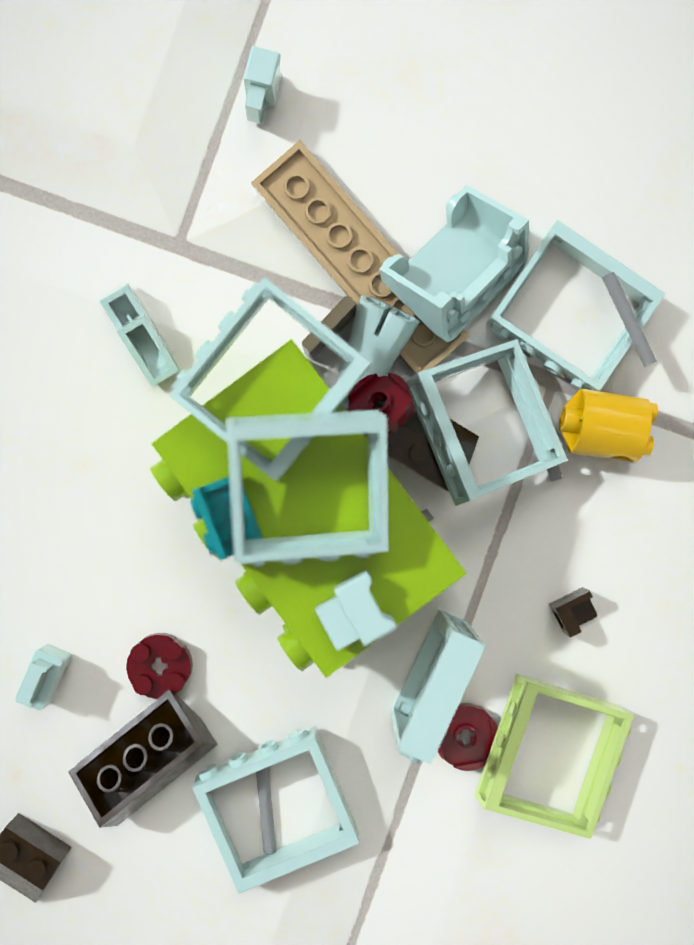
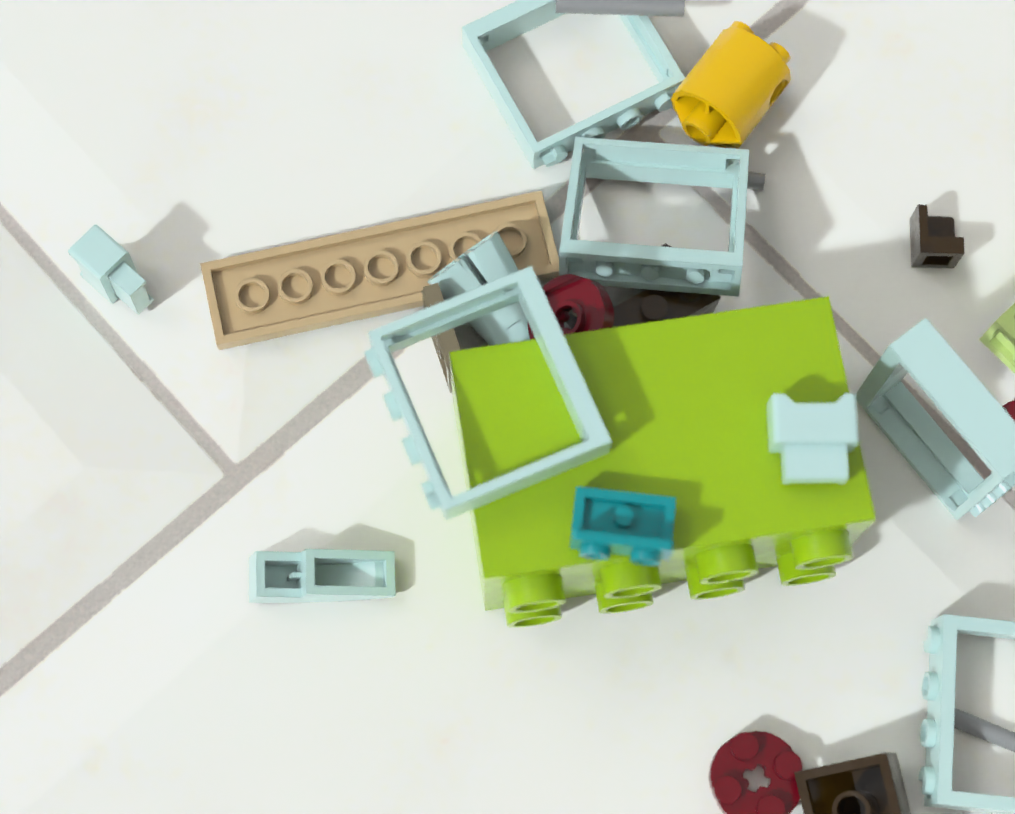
camera: 65 degrees left, 15 degrees down
(324, 546) = (676, 332): light aqua window -> none
(461, 263) = (450, 154): light aqua windscreen -> none

